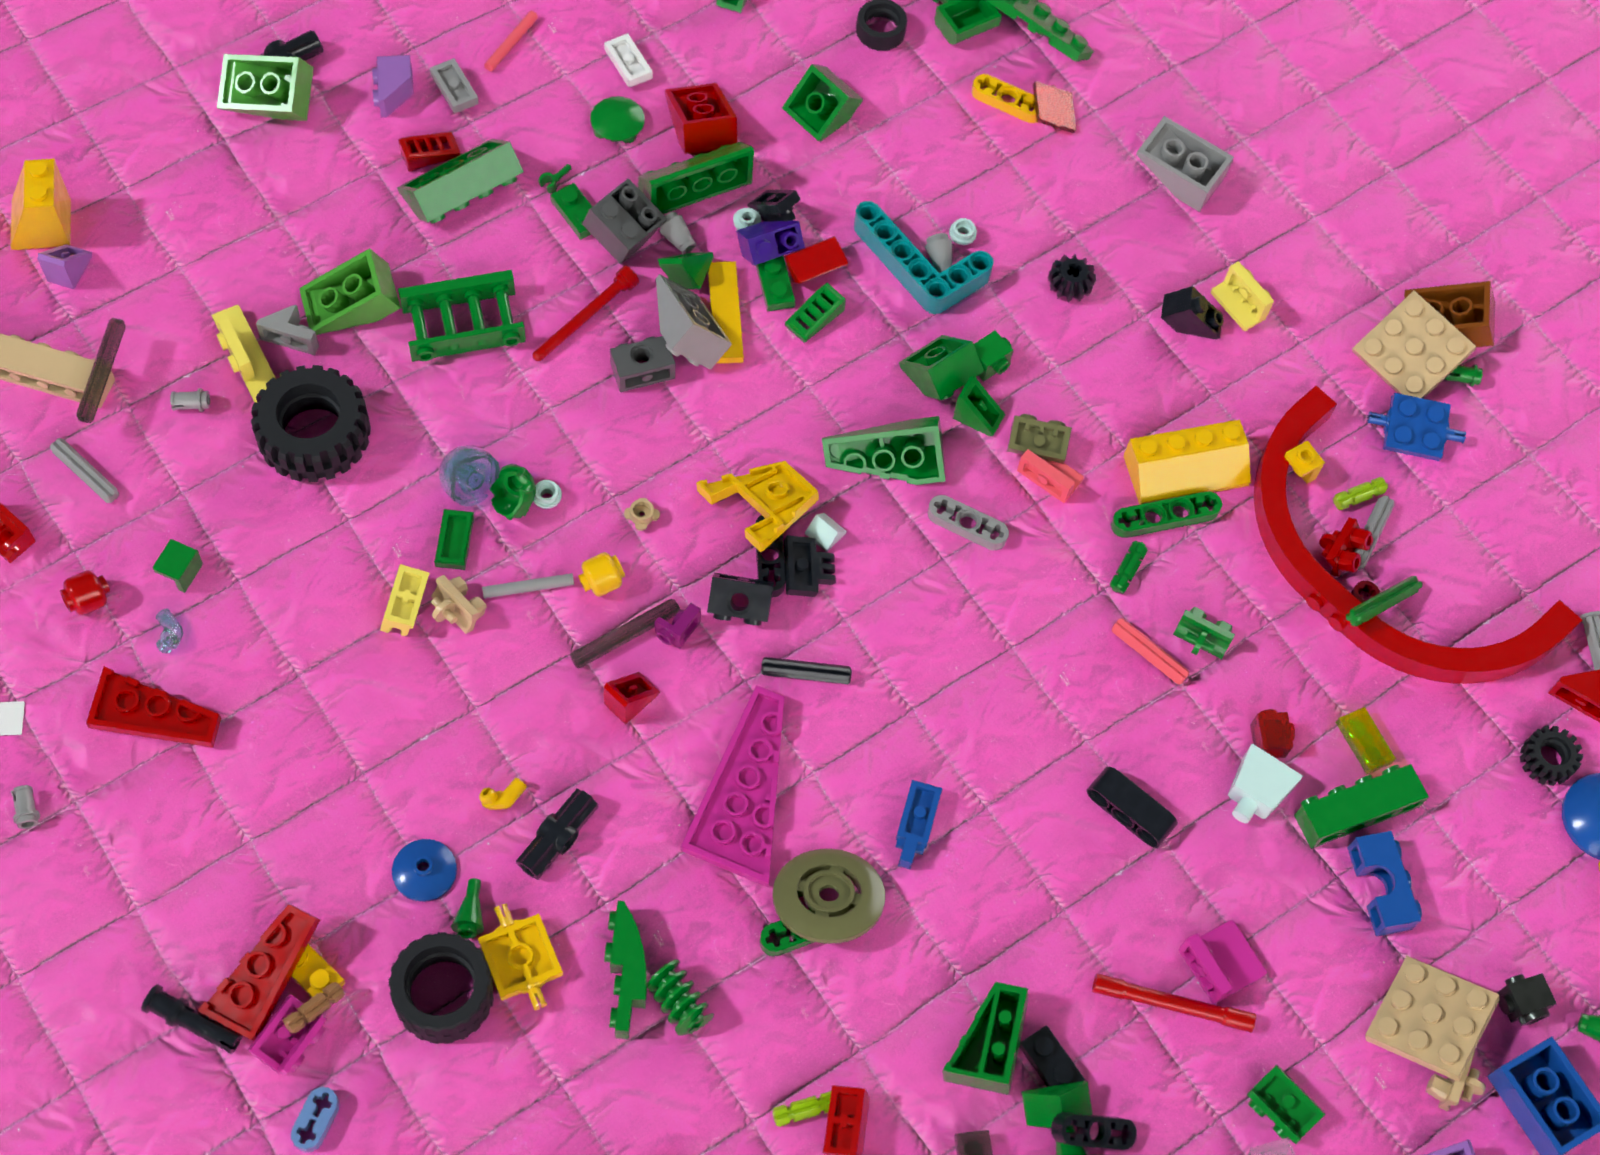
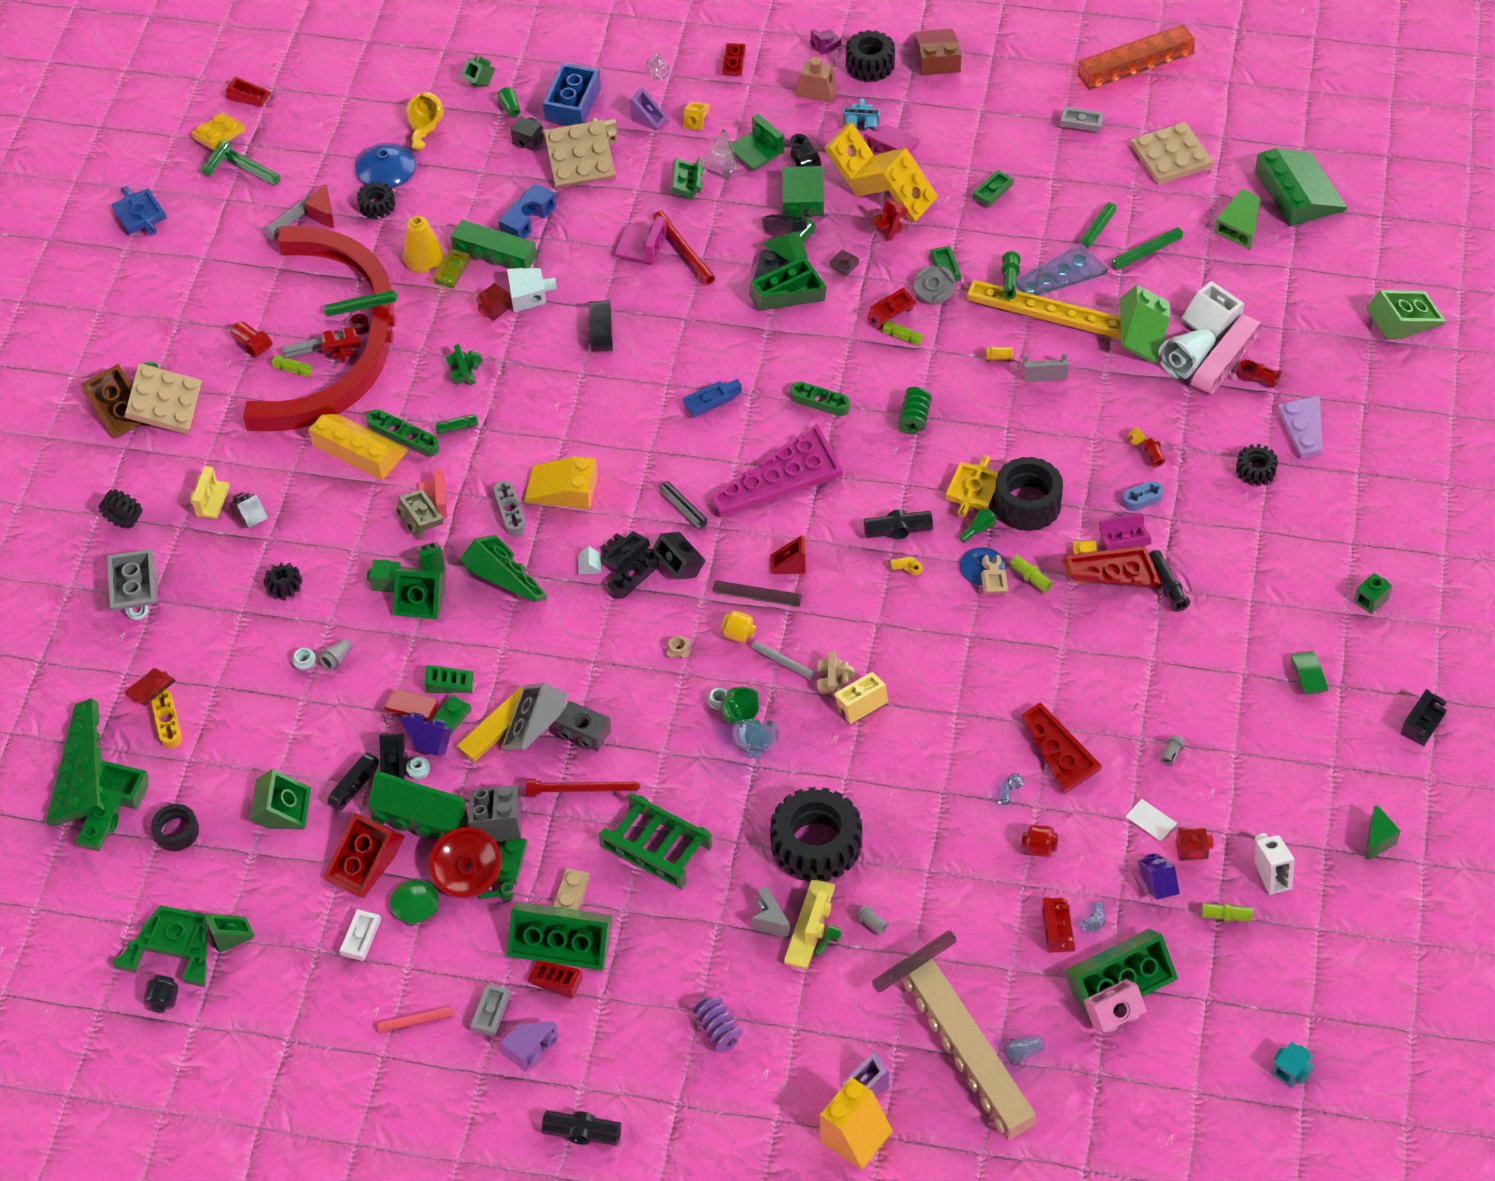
camera: 125 degrees left, 10 degrees down
(84, 470) = (976, 927): light grey axle -> none
(179, 564) = (969, 814): green panel -> none
(217, 362) = (832, 933): none -> green hand
(243, 211) = (717, 1023): none -> medium lavender piece
(265, 86) = (617, 1097): bright green slope -> none
(313, 1007) = (1101, 532): medium nougat axle -> none
(350, 294) = (710, 908): bright green slope -> none
(356, 896) = (1031, 573): none -> lime pin
(390, 852) = (993, 579): none -> tan plate
(454, 539) = (797, 716): green tile -> none
(492, 224) = (572, 889): none -> tan plate
(601, 162) = (456, 851): none -> red dish
(628, 959) = (923, 441): green slope -> none
(677, 233) = (470, 783): light grey cone -> none
(681, 628) = (723, 569): magenta bracket -> none
(687, 269) = (488, 760): green slope -> none
(773, 491) = (596, 592): yellow wing -> none
(784, 161) = (353, 781): none -> black beam
(834, 920) = (795, 415): olive piece -> none
(915, 264) = (364, 635): teal beam -> none
(946, 588) = (563, 483): none -> yellow slope
(1150, 651) = (499, 381): coral axle -> none
(1291, 216) = (120, 508): none -> black tyre
(1305, 461) = (303, 388): yellow bracket -> none
(1416, 426) = (218, 369): blue plate -> none
(1422, 731) = (421, 246): none -> yellow cone
(1425, 484) = (253, 341): none -> red piece

